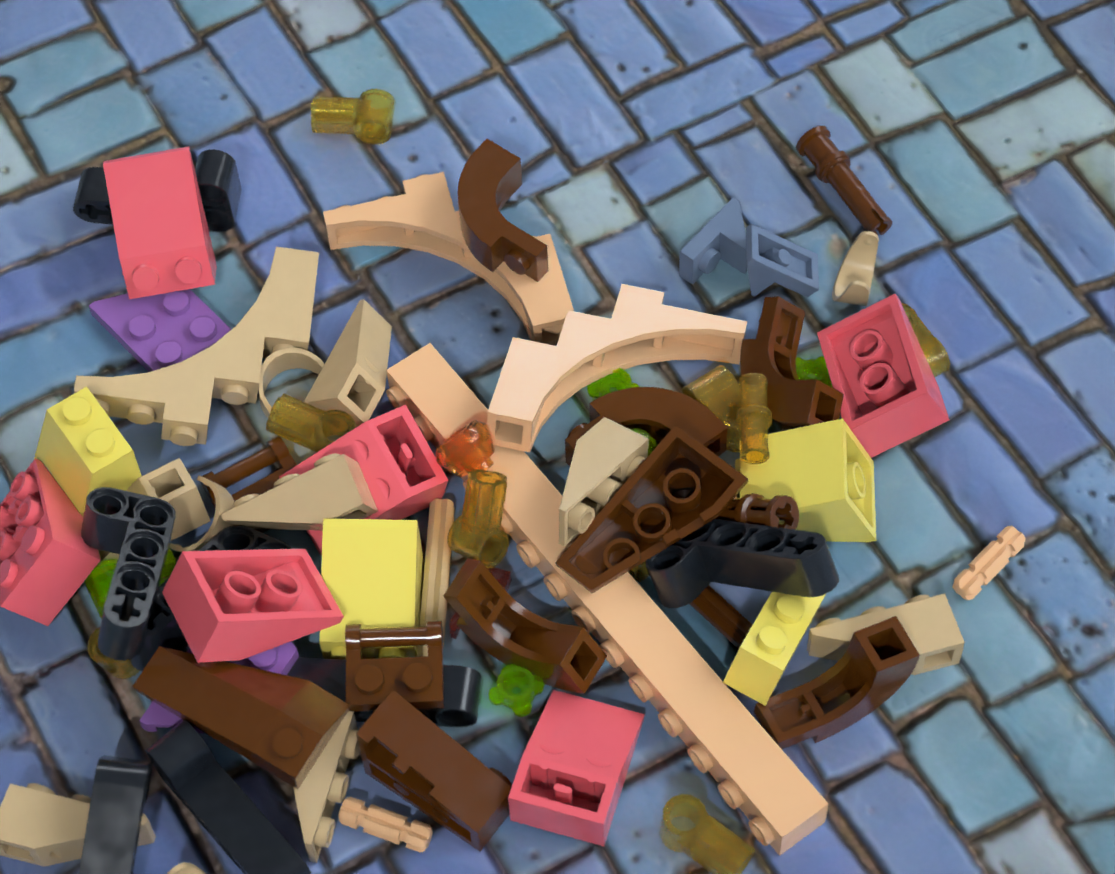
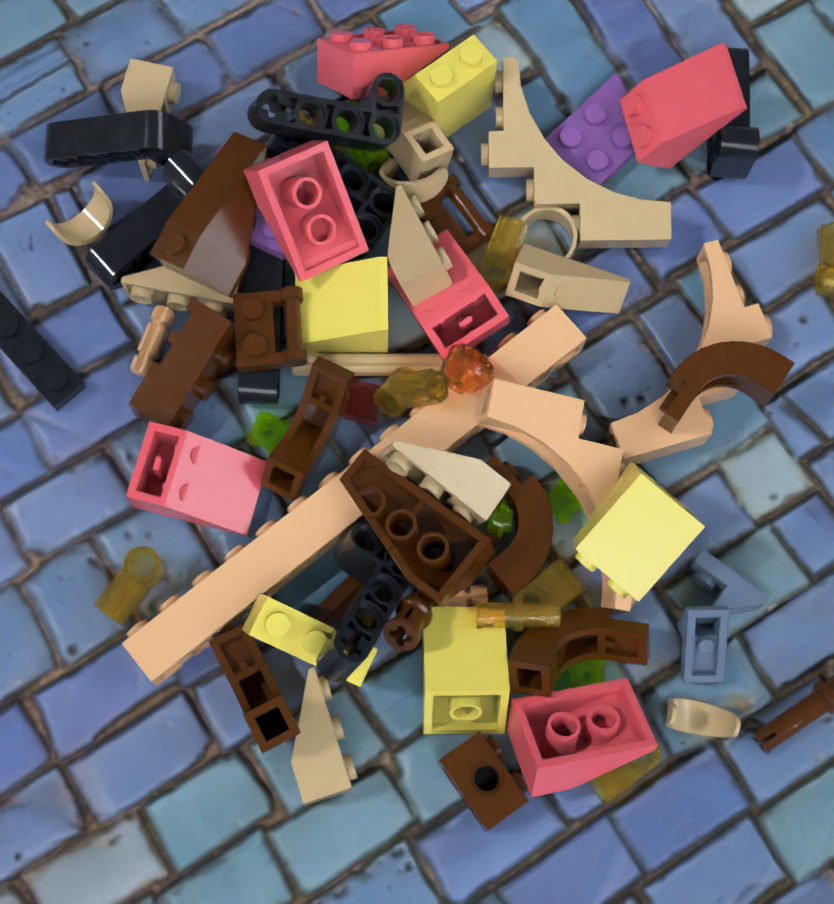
camera: 80 degrees right, 15 degrees up
(667, 293) = (635, 533): none -> light yellow slope
(917, 496) = (486, 806): none -> reddish brown brick
(988, 563) = (400, 835): light nougat axle -> none

